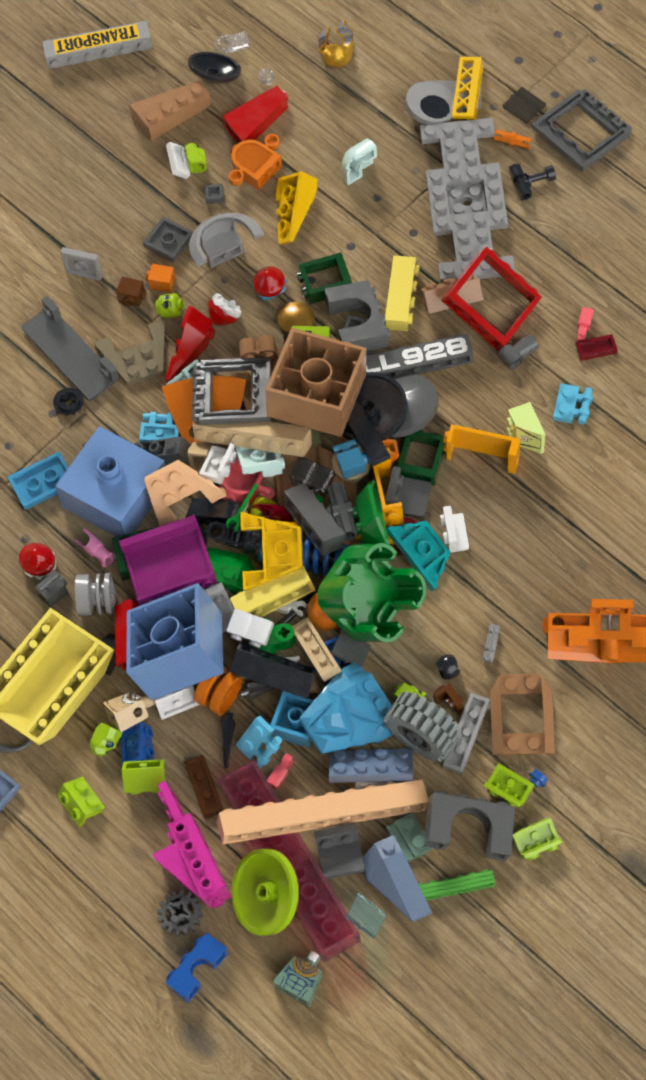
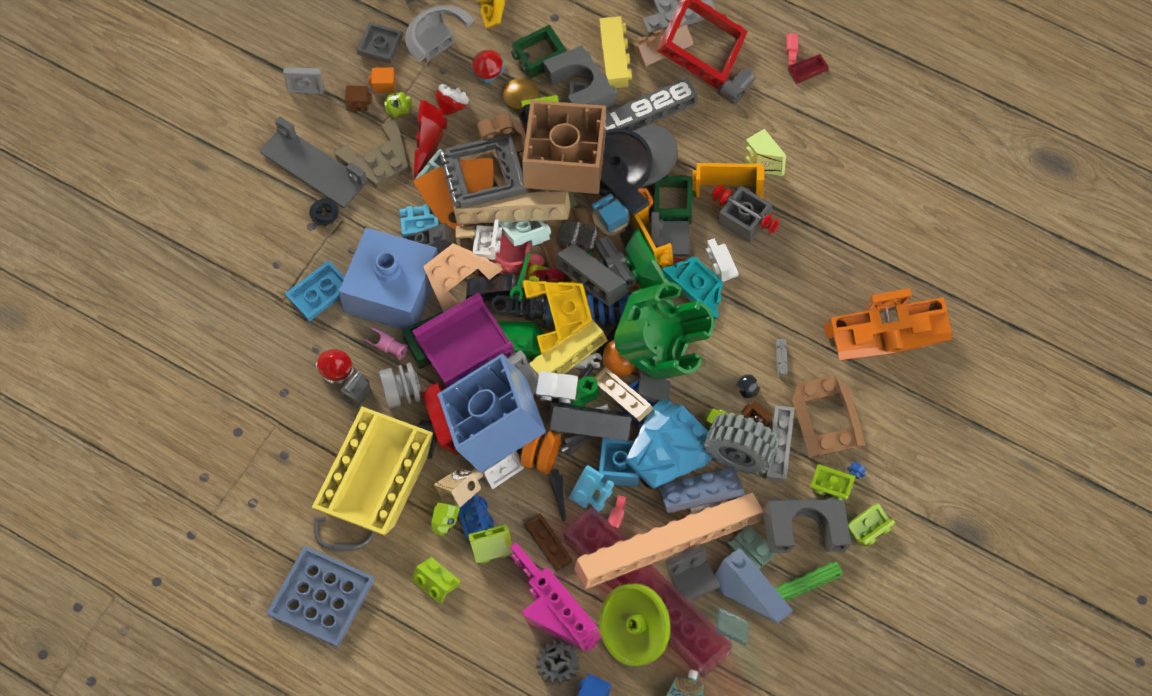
camera: 15 degrees left, 0 degrees up
(490, 485) = (745, 212): none -> dark grey brick
(566, 403) = (794, 125): medium azure plate -> none

